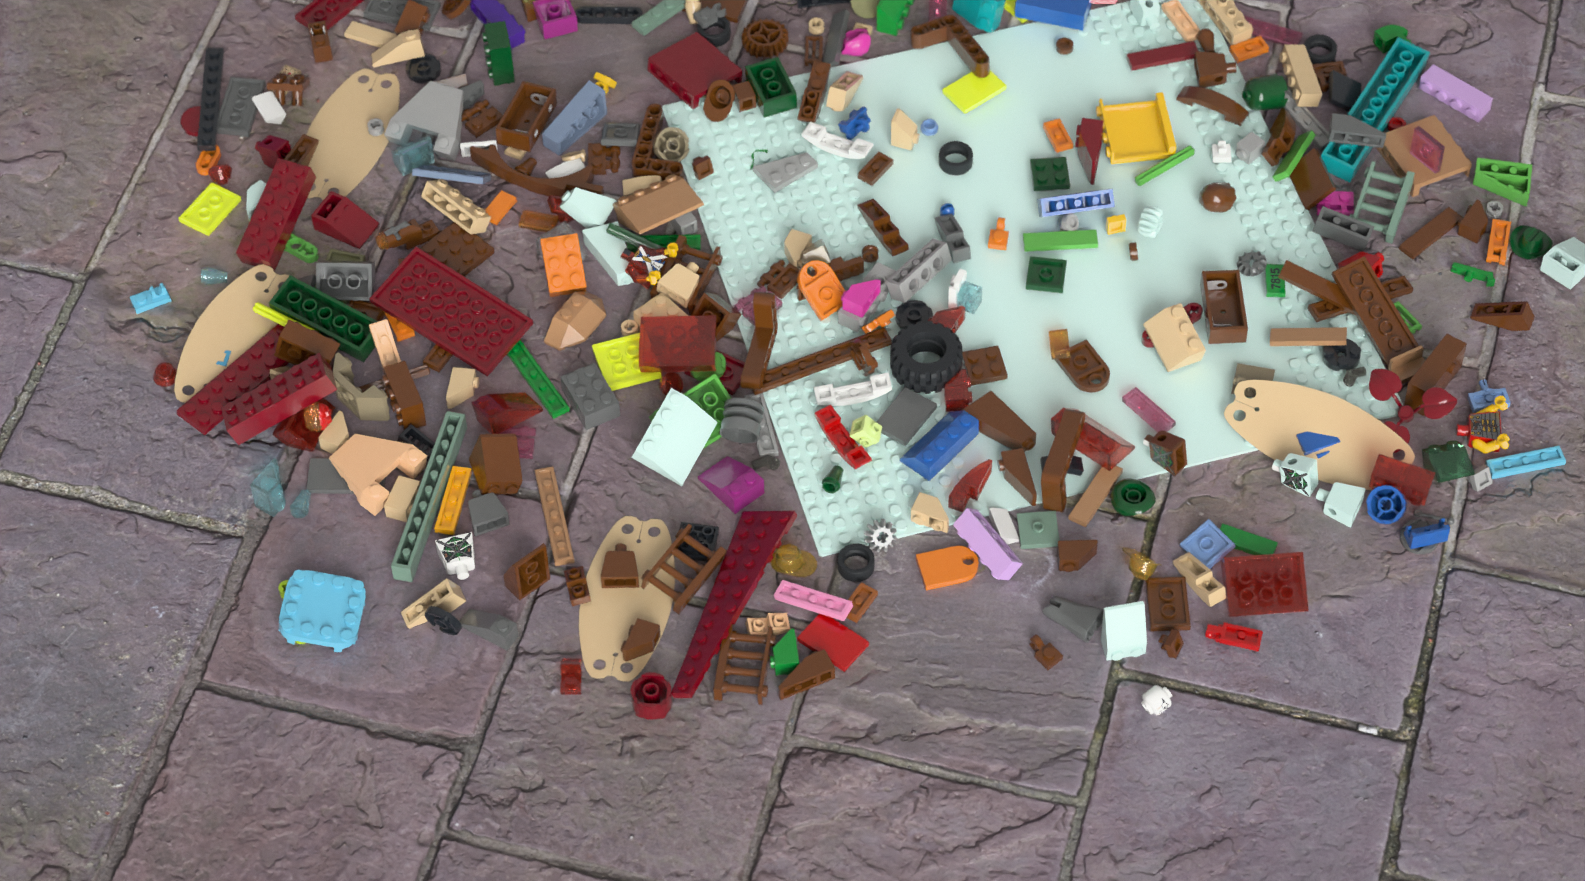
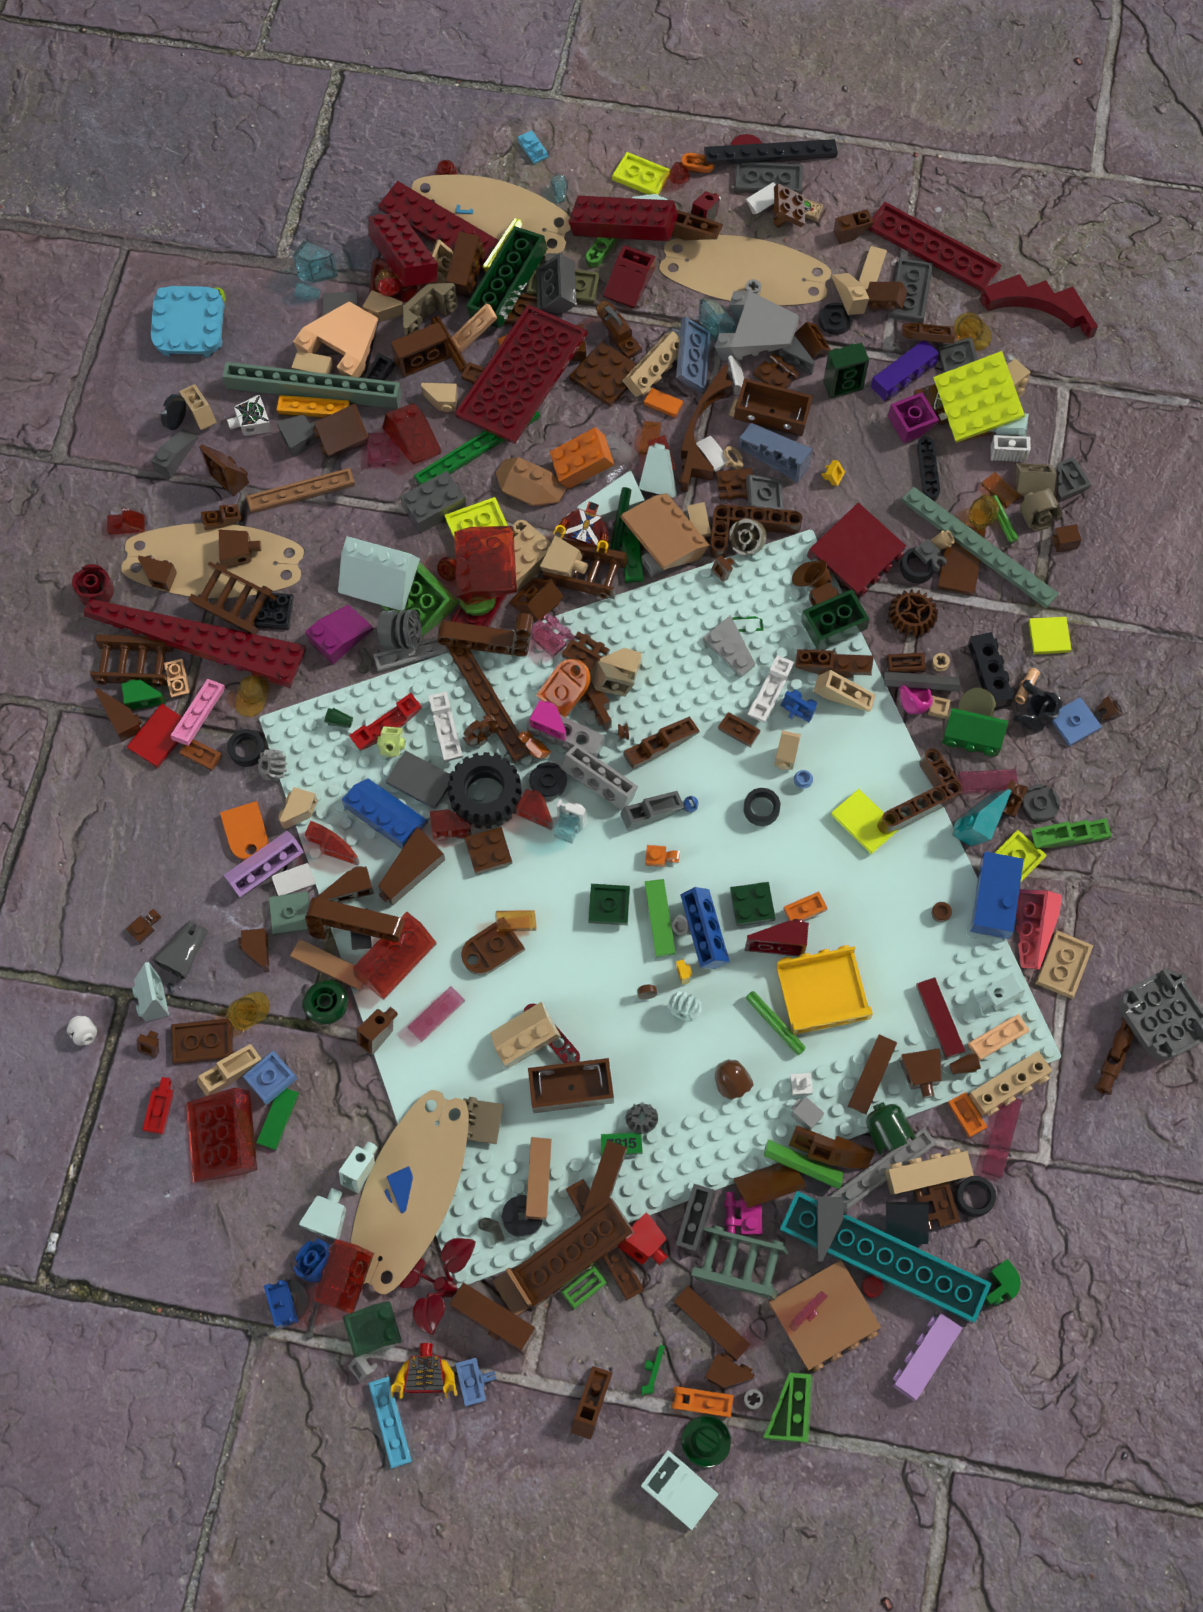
camera: 85 degrees right, 15 degrees up
(527, 166) = (711, 417): reddish brown cone -> none

